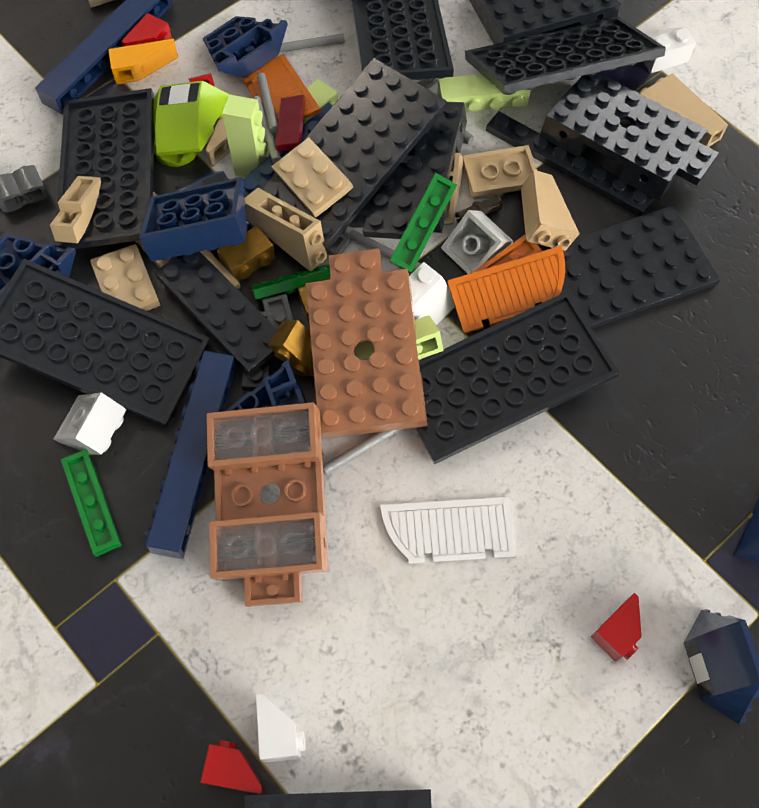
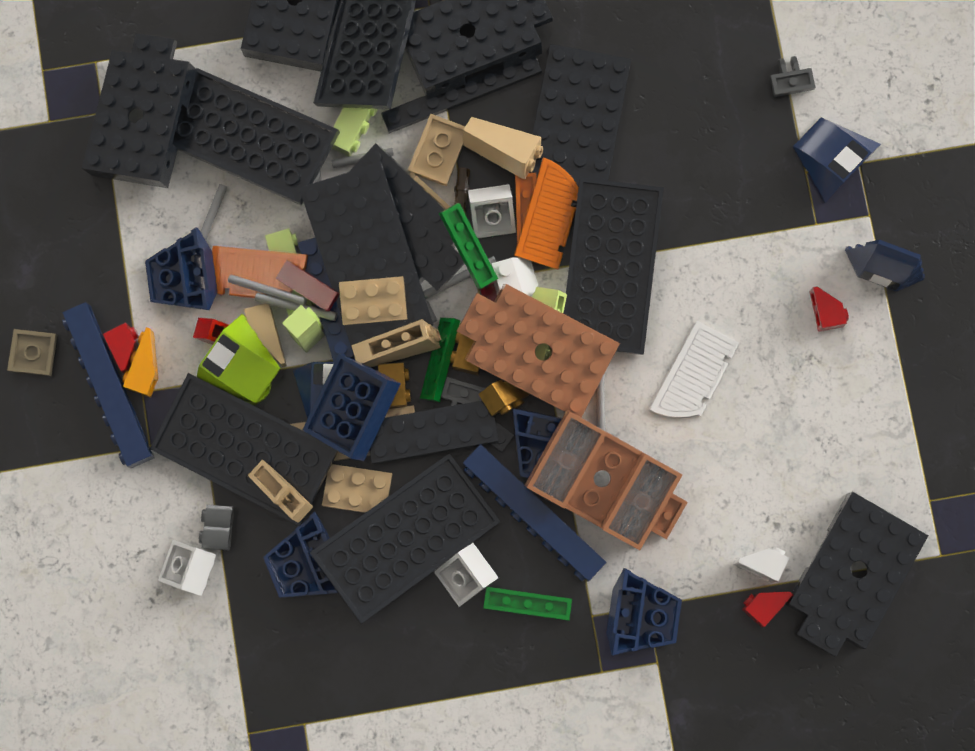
camera: 55 degrees left, 15 degrees up
(139, 631) = (641, 615): none -> dark blue wedge

